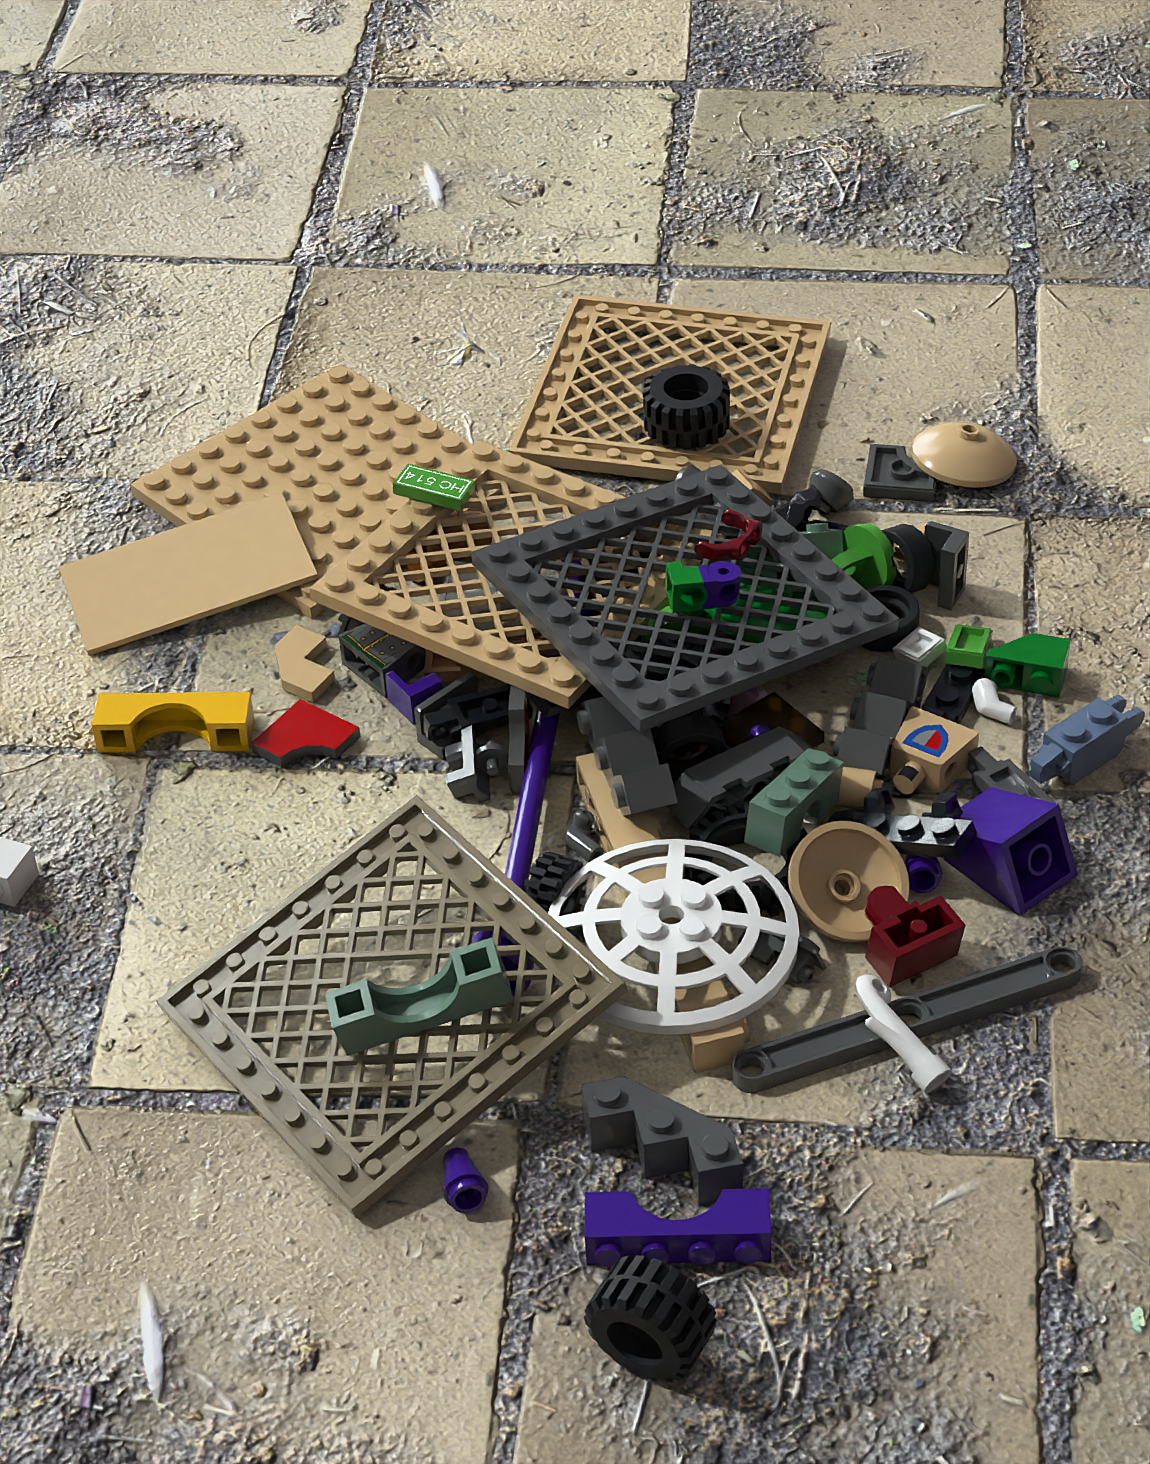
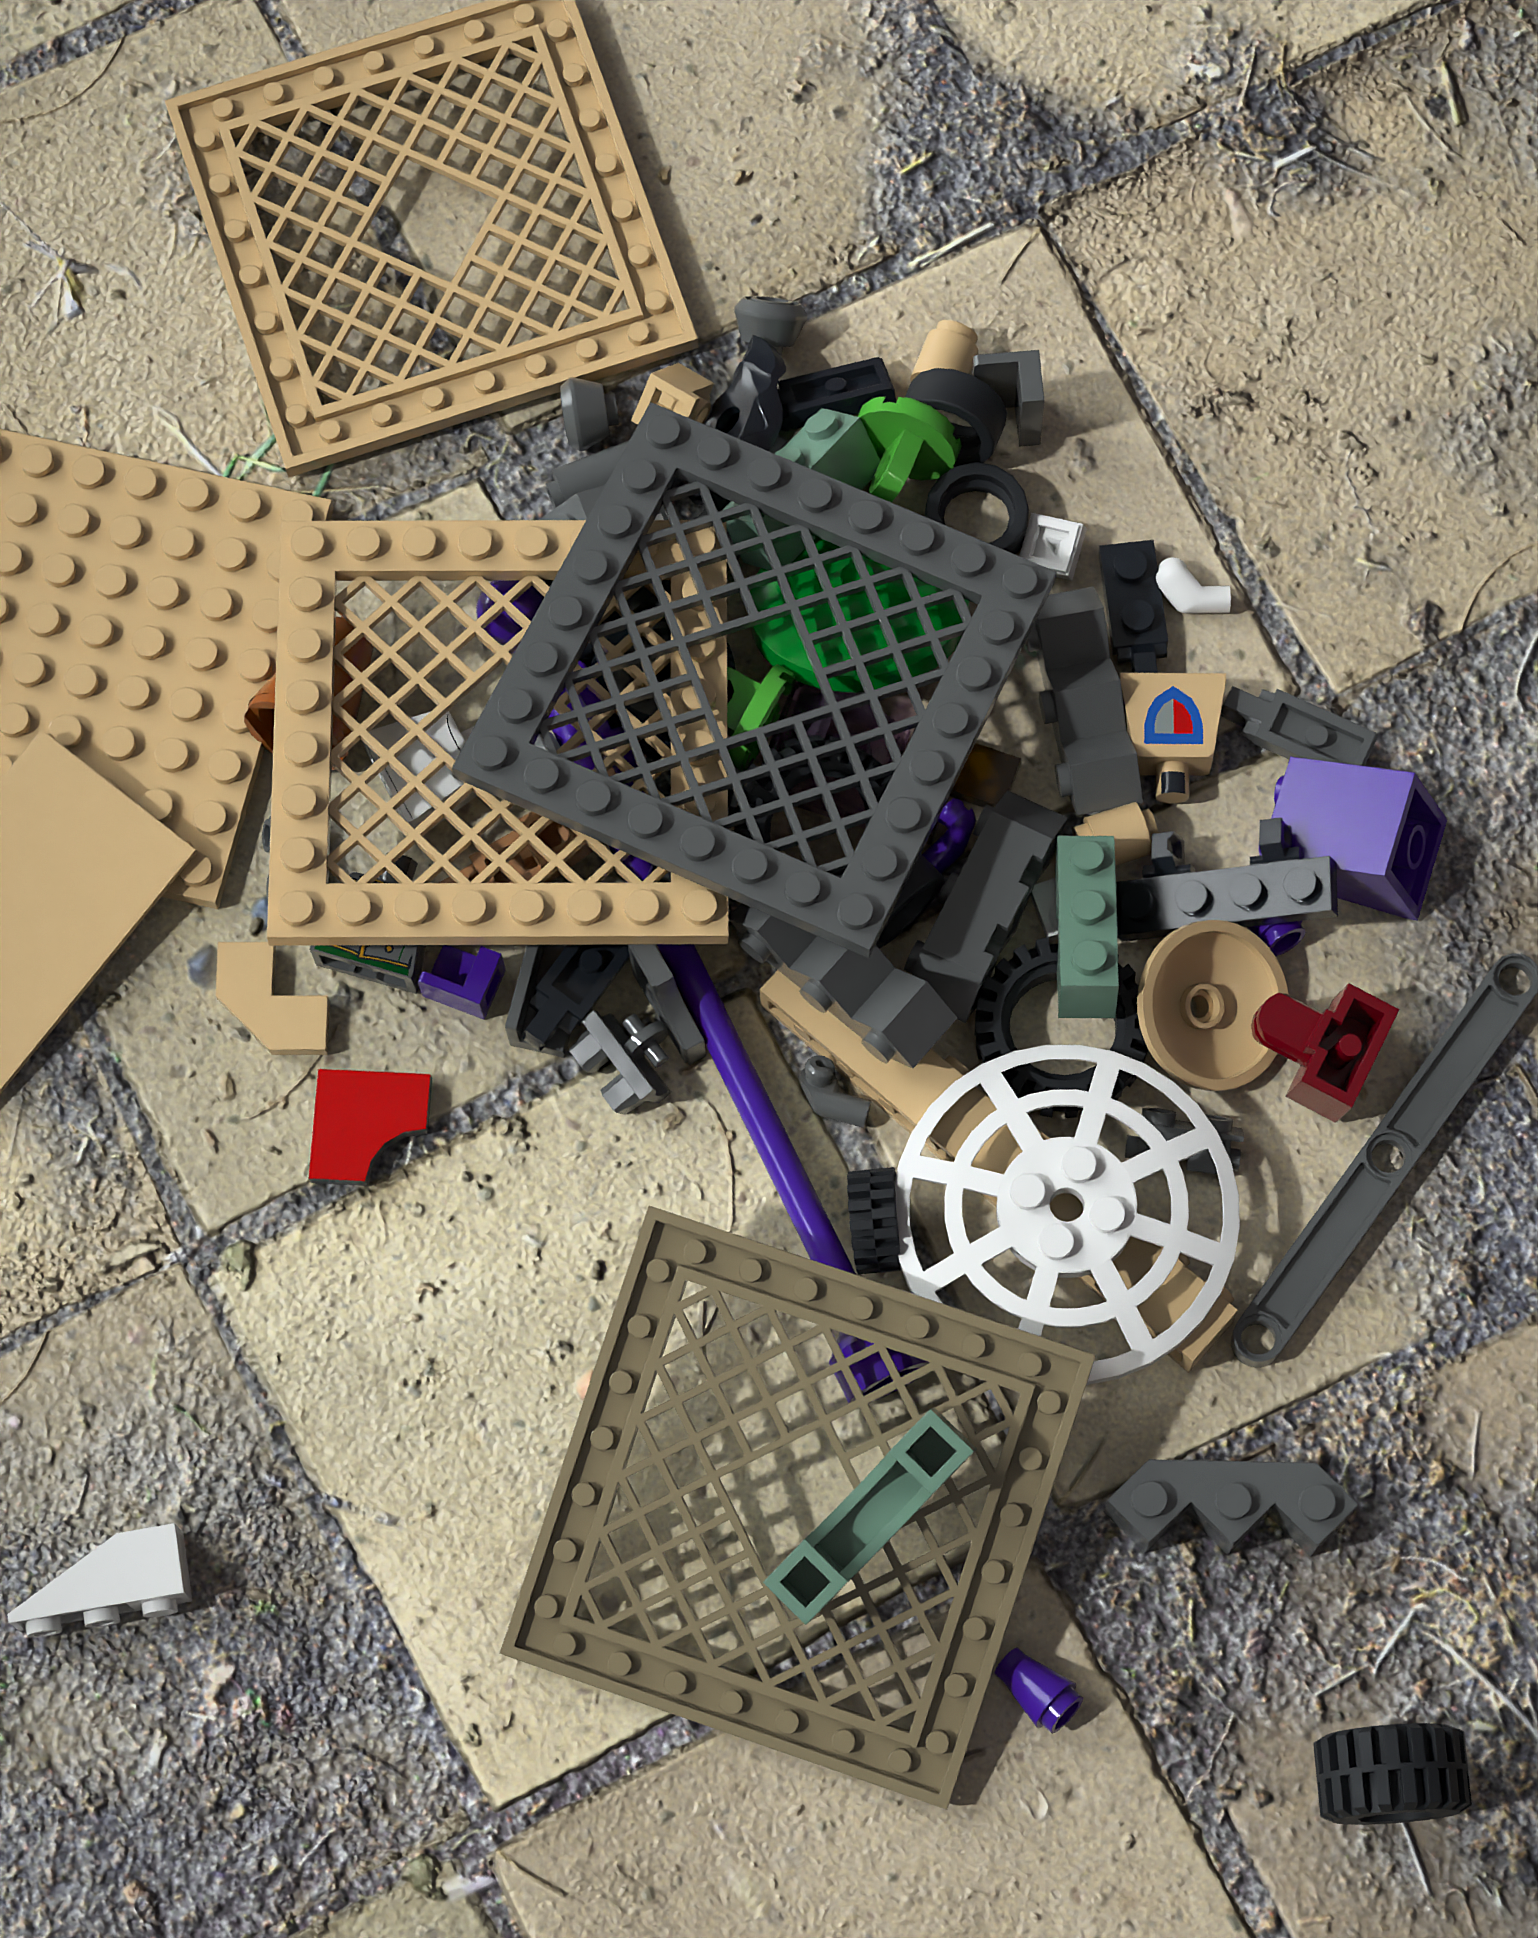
camera: 30 degrees left, 30 degrees up
(130, 719) = (120, 1234): yellow arch -> none
(434, 487) = (305, 663): bright green tile -> none
(686, 406) = (491, 237): black tyre -> none
(701, 586) = (796, 673): leg -> none
(729, 1231) = (1259, 1656): dark purple arch -> none
(737, 548) = (790, 571): dark red cap -> none
(896, 476) = (827, 233): dark grey tile -> none
(927, 1069) = (1399, 1206): white plant -> none
(964, 454) = (895, 170): tan dish -> none
(968, 646) = (1114, 514): bright green tile -> none
(1030, 664) = (1211, 504): green slope -> none
(1085, 740) = (1349, 607): sand blue hinge -> none

